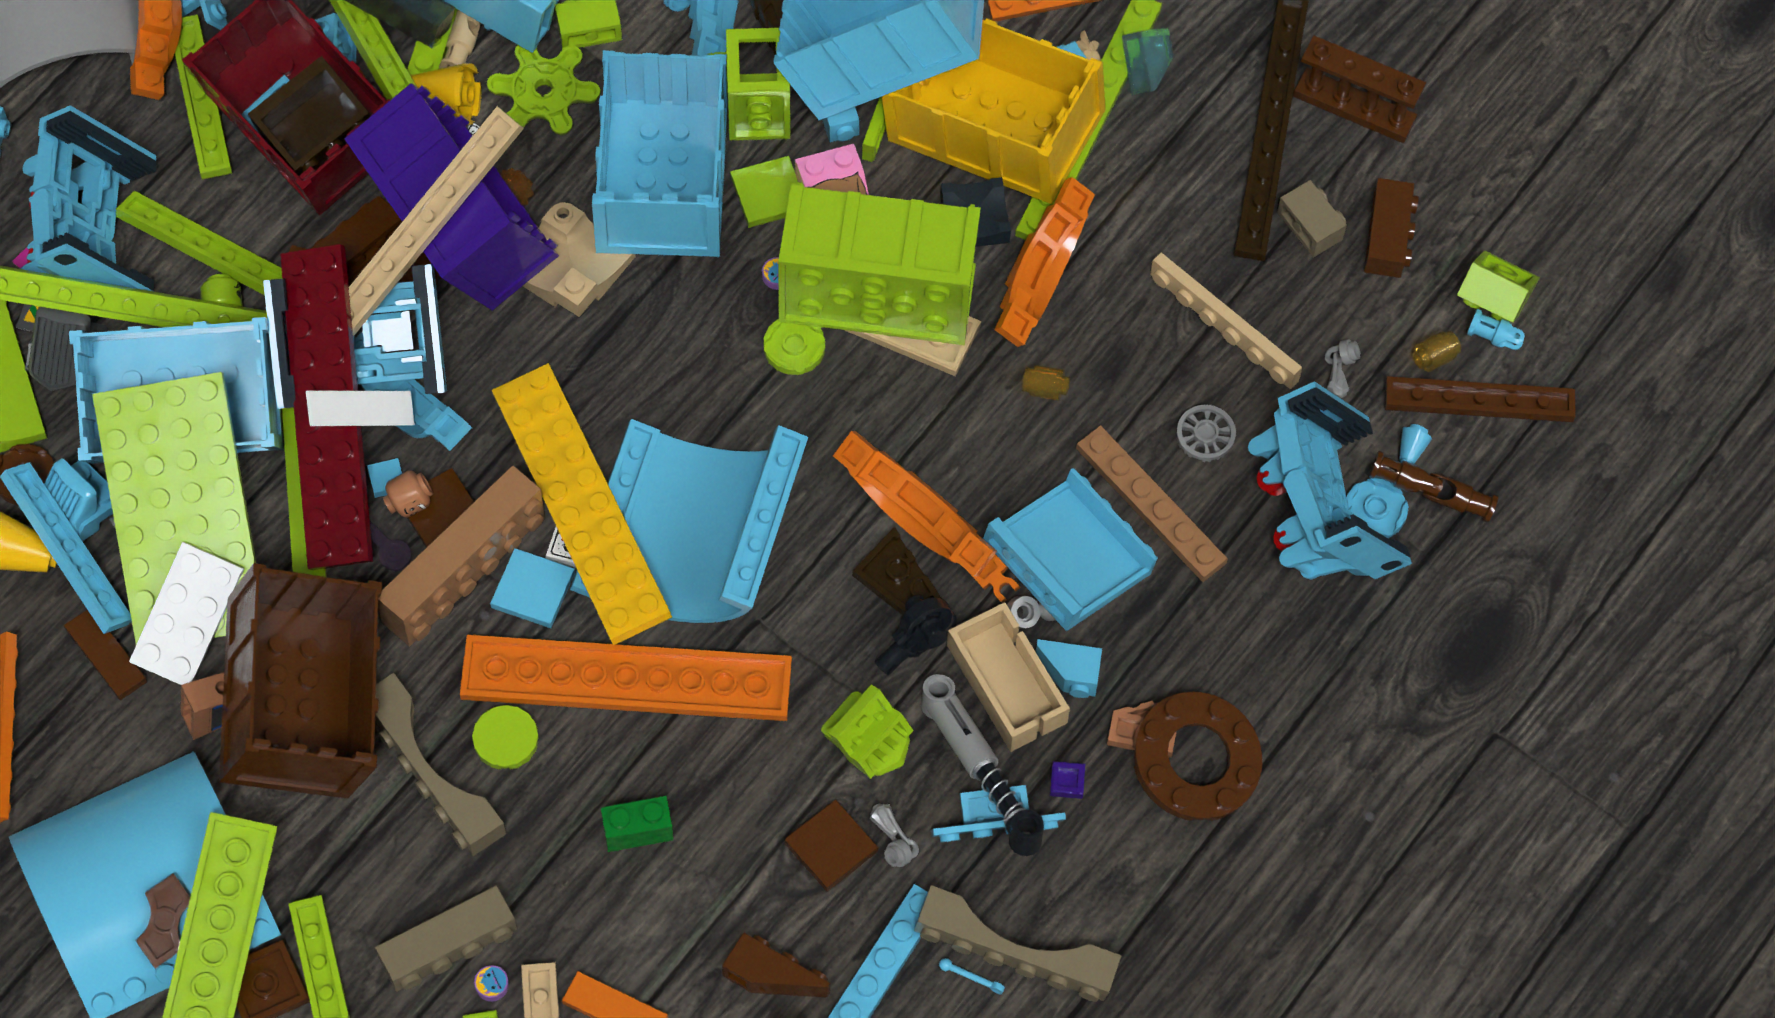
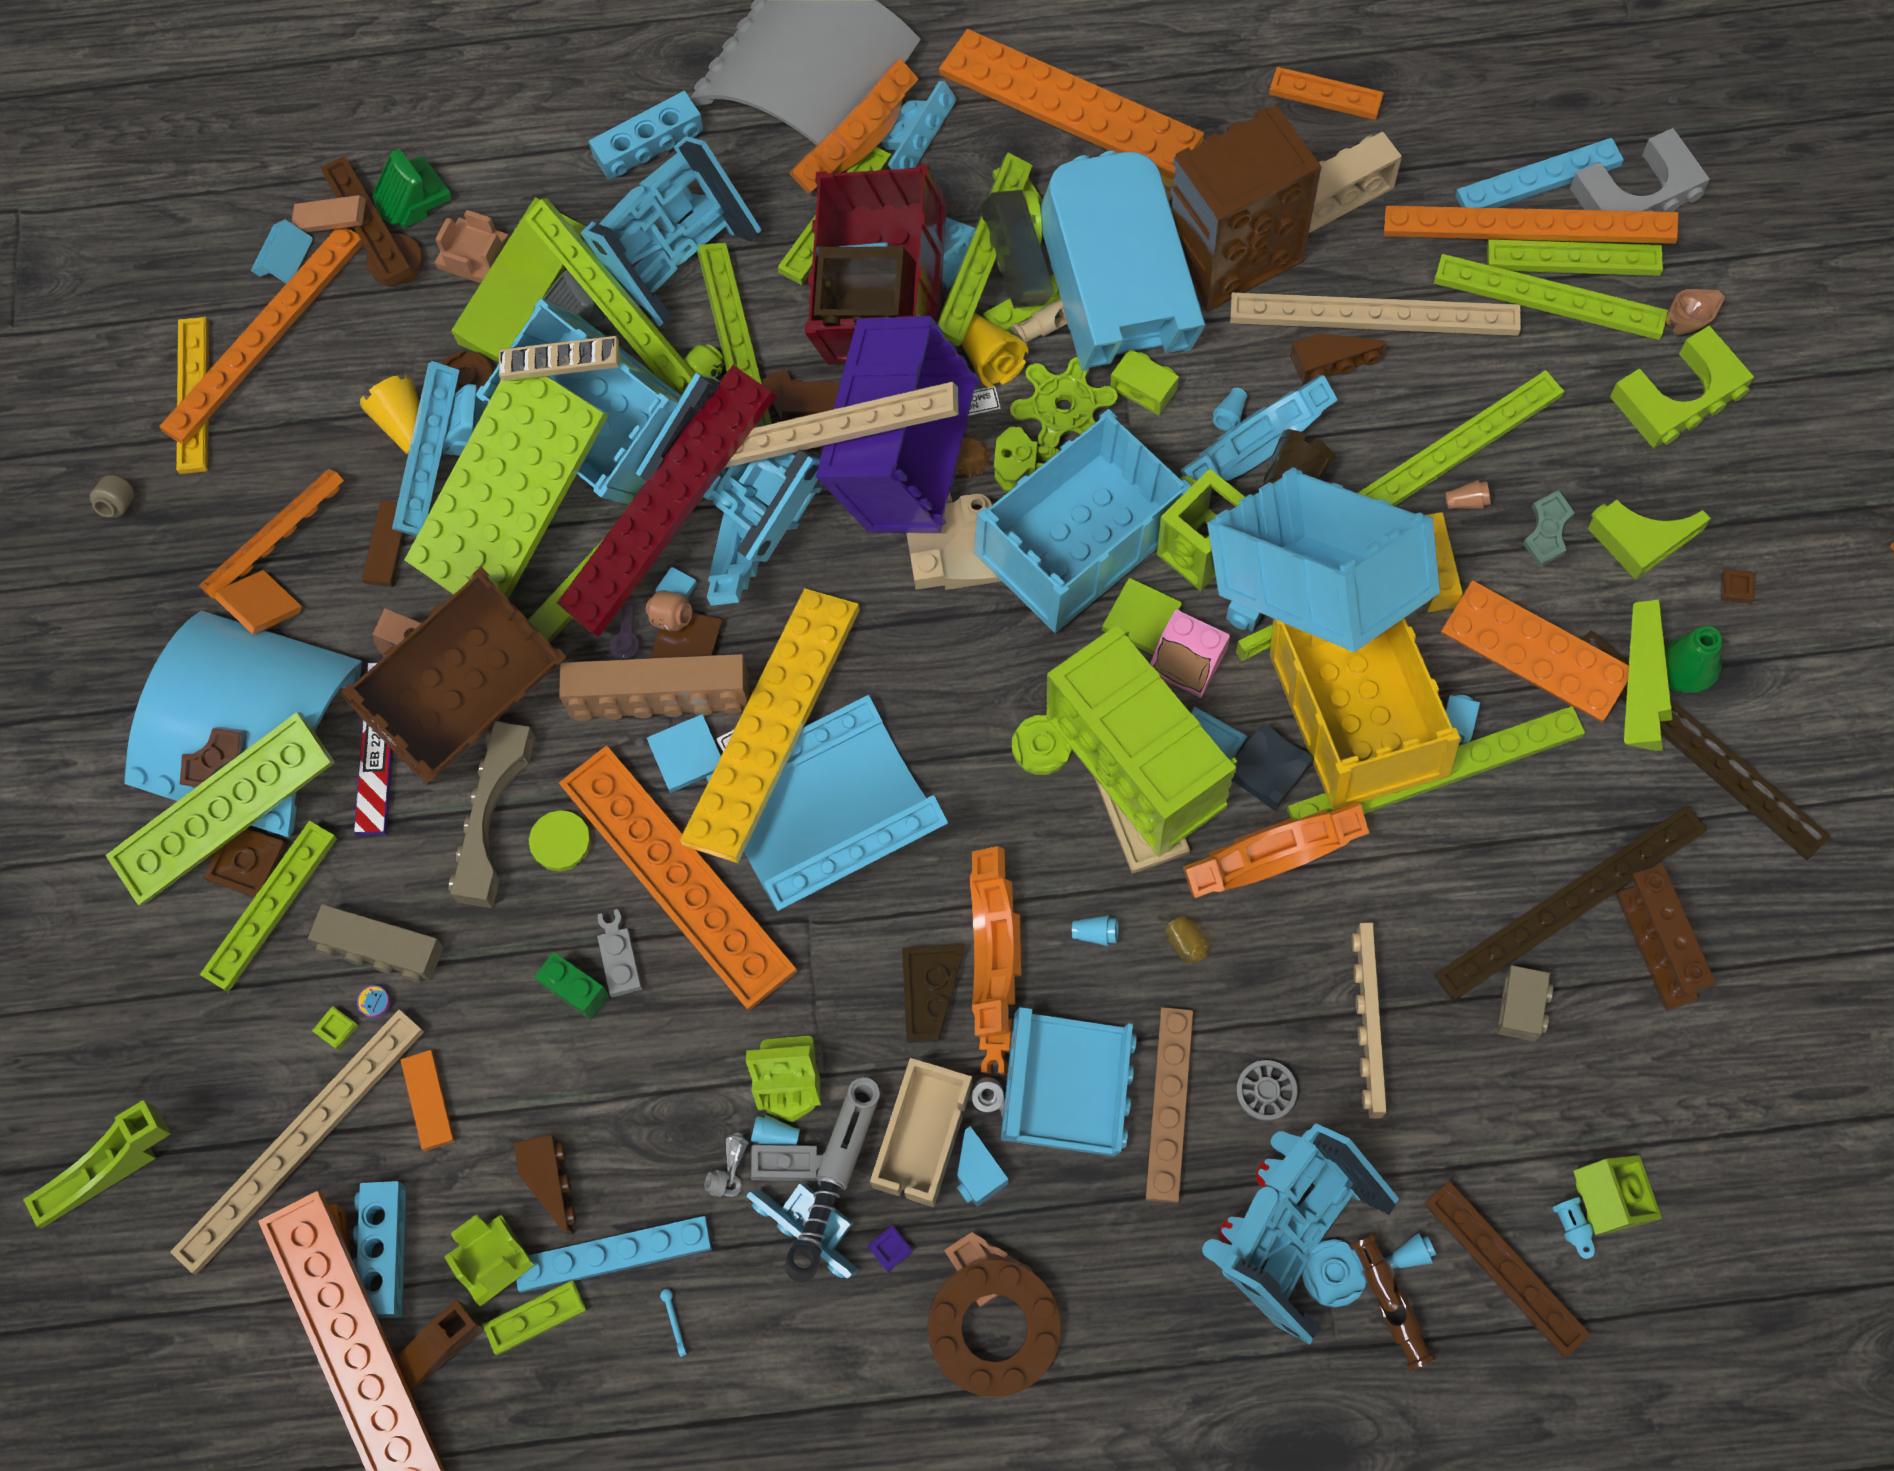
camera: 55 degrees right, 5 degrees up
(51, 787) = (258, 602): none -> orange tile
(139, 361) = (559, 358): none -> tile
(186, 614) = (445, 563): white plate -> none
(291, 821) = (373, 783): none -> tile
(360, 408) = (681, 521): white sticker -> none
(556, 156) = (1017, 457): none -> lime hinge
(644, 774) = (618, 957): none -> light grey plate
(831, 845) = (682, 1130): reddish brown tile -> none
(899, 782) = (773, 1132): none -> medium azure cone
(918, 631) = (894, 1037): black pin -> none
(933, 791) = (784, 1163): none -> light grey plate
(976, 432) = (1096, 930): none -> medium azure cone
(1082, 969) = (747, 1399): dark tan arch -> none
(1088, 48) = (1488, 717): tan plant -> none
(1147, 58) = (1524, 765): clear light blue slope -> none
(1348, 355) = (1438, 1133): light grey piece -> none
(1391, 228) = (1578, 1068): reddish brown brick -> none
(1436, 351) = (1511, 1198): clear yellow brick -> none

